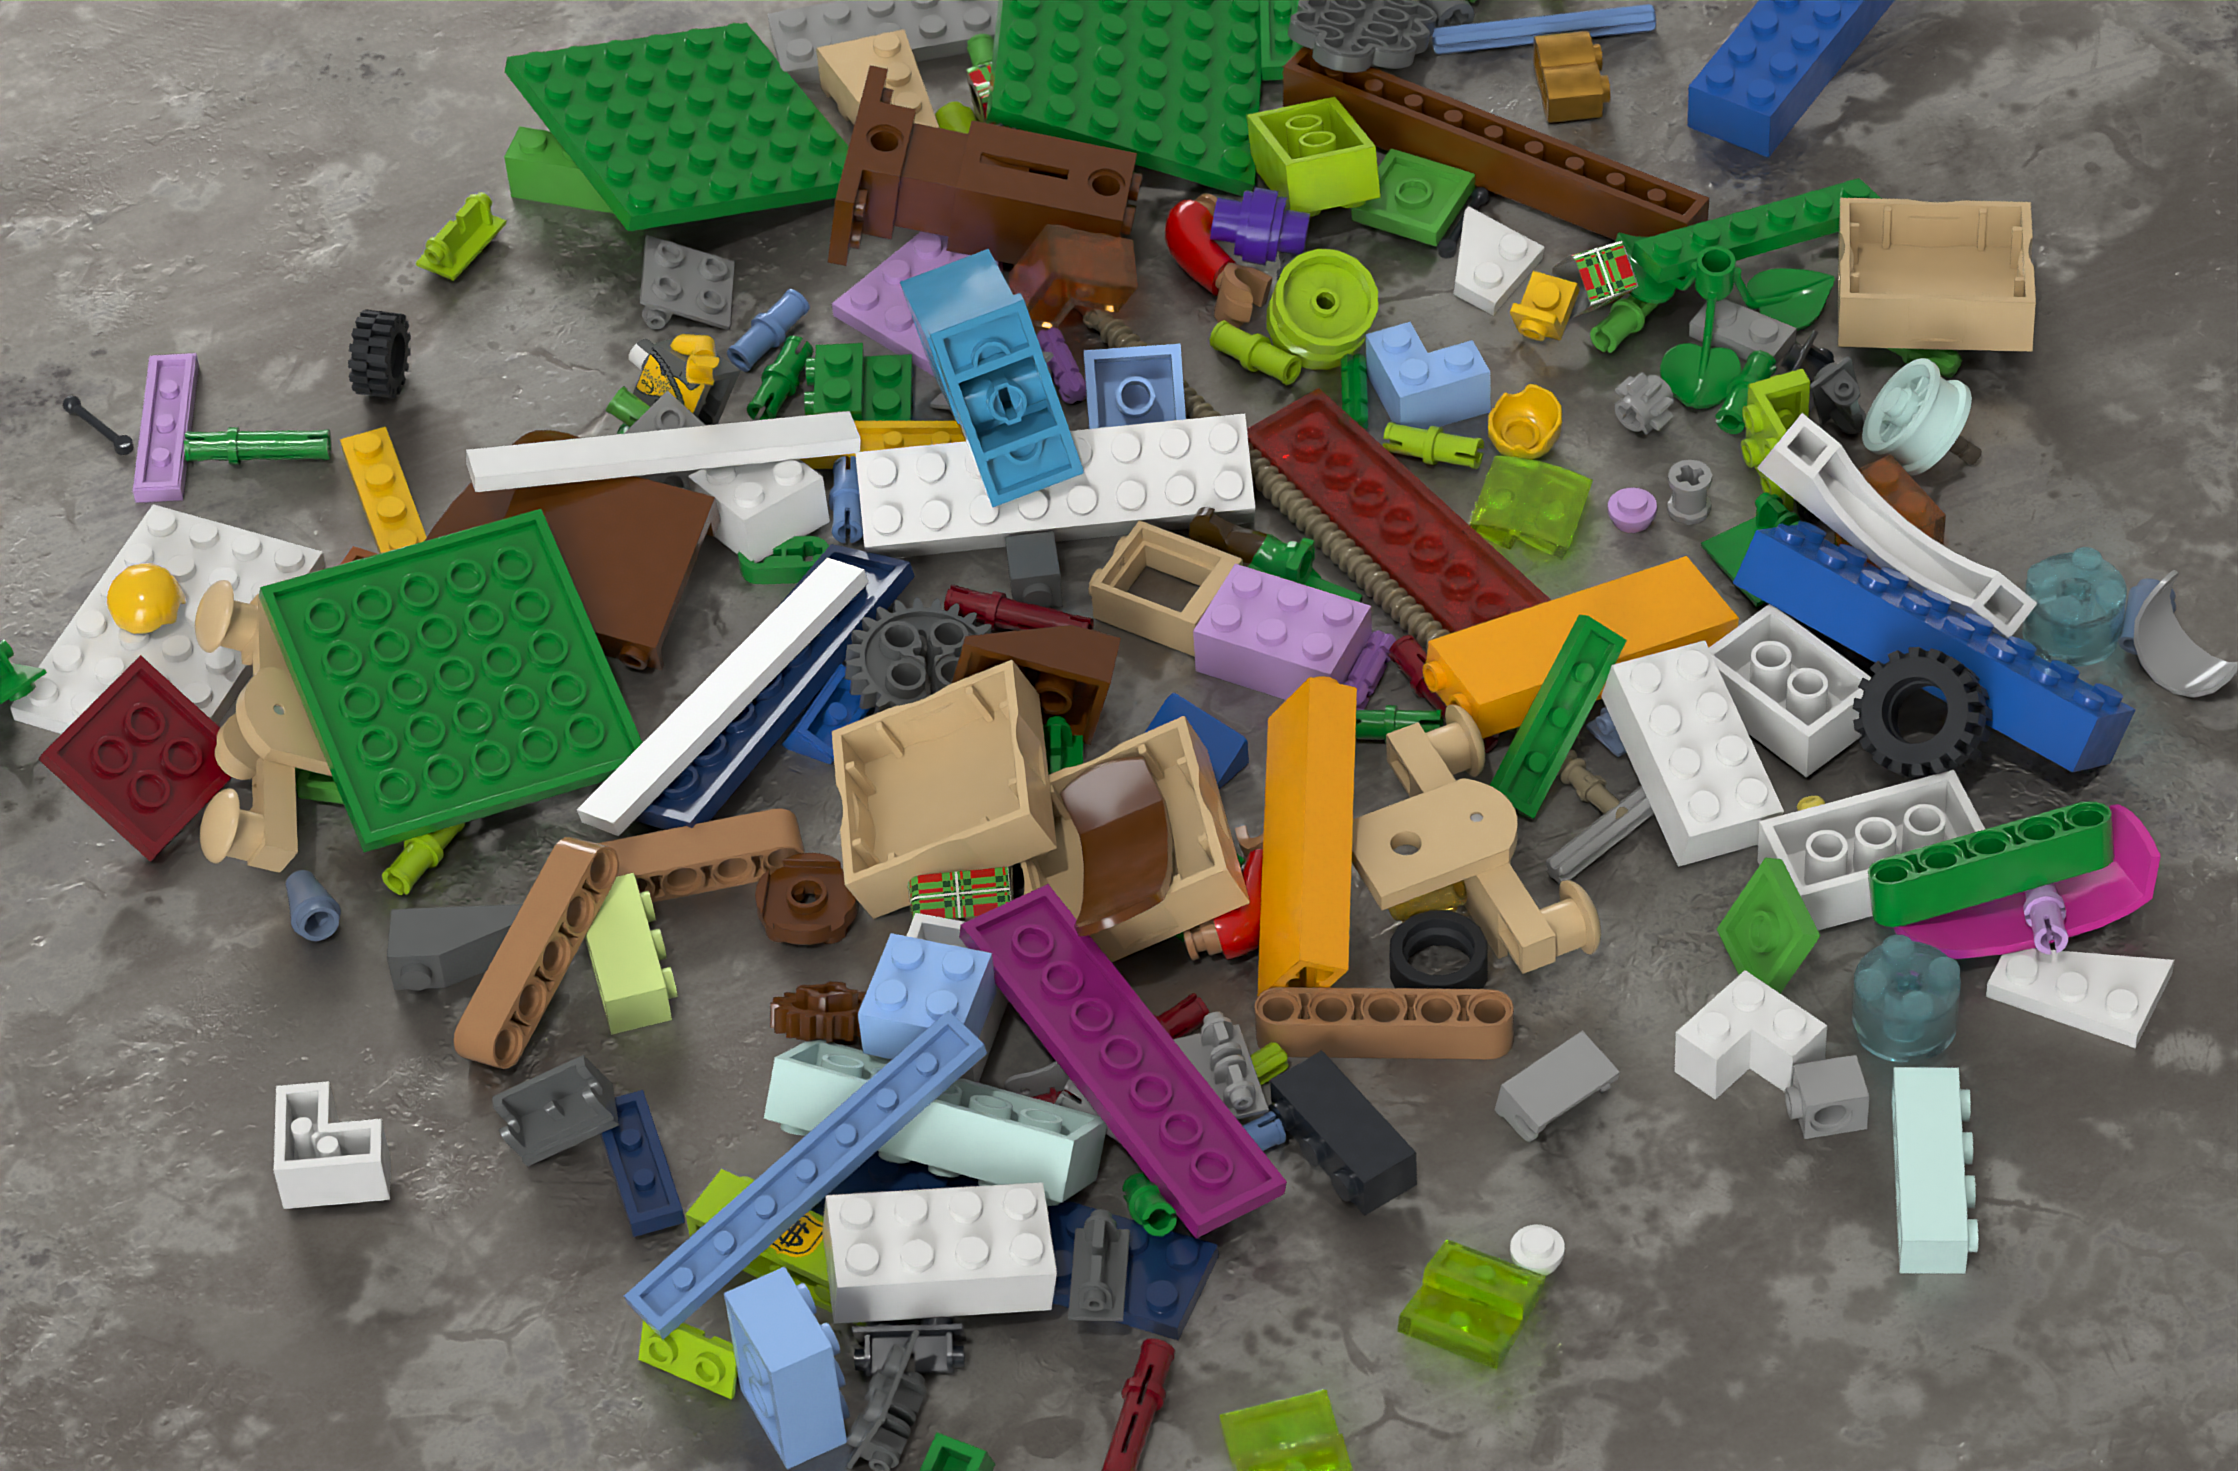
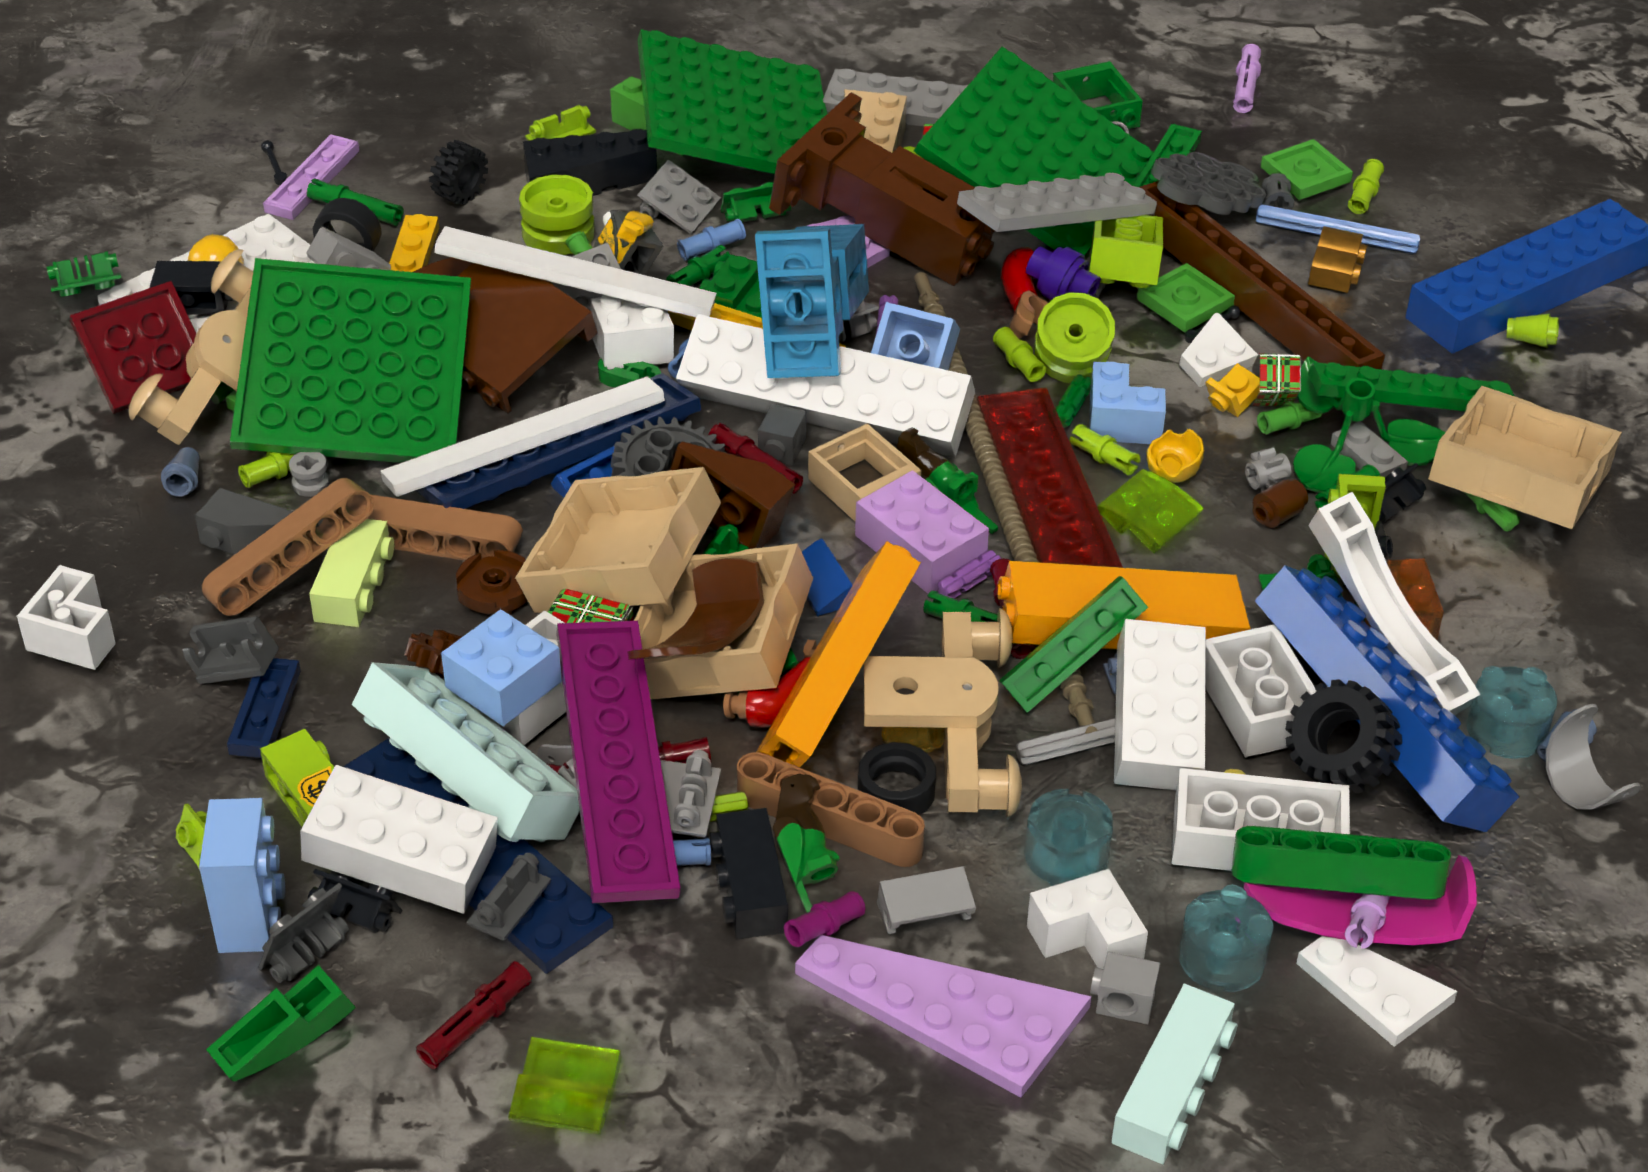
camera: 20 degrees right, 5 degrees down
(159, 635) = (192, 285): none -> black hinge
(286, 469) = (353, 213): none -> black tyre
(325, 534) = (337, 250): none -> light grey brick
(475, 847) = (308, 473): none -> light grey wheel
(535, 280) = (596, 159): none -> black wedge
(551, 369) = (554, 210): none -> lime wheel
(776, 262) = (742, 203): none -> green hinge
(805, 1174) = (341, 745): medium blue plate -> none
(1073, 269) = (922, 261): clear orange brick -> none
(1148, 1205) = (572, 869): green pin -> none
(1206, 129) = (1056, 202): none -> light grey plate
(1382, 1071) = (802, 836): none -> animal
(1458, 1152) = (824, 918): none -> magenta pin
(1471, 1304) = (769, 1033): clear neon green slope -> none
(1537, 1249) = (842, 1013): white plate -> none
(1632, 509) = (1221, 537): lavender plate -> none
(1674, 952) = (1068, 836): none -> clear light blue brick
(1677, 1196) = (970, 1016): none -> lavender wing
(1678, 437) = (1279, 502): none -> reddish brown brick
(1689, 488) = (1268, 533): light grey bush -> none
(1769, 927) = (1147, 847): bright green plate -> none
(1837, 395) = (1409, 509): dark grey hinge -> none
(1855, 90) = (1534, 329): none -> lime cone
(1920, 418) = (1461, 543): light aqua wheel -> none

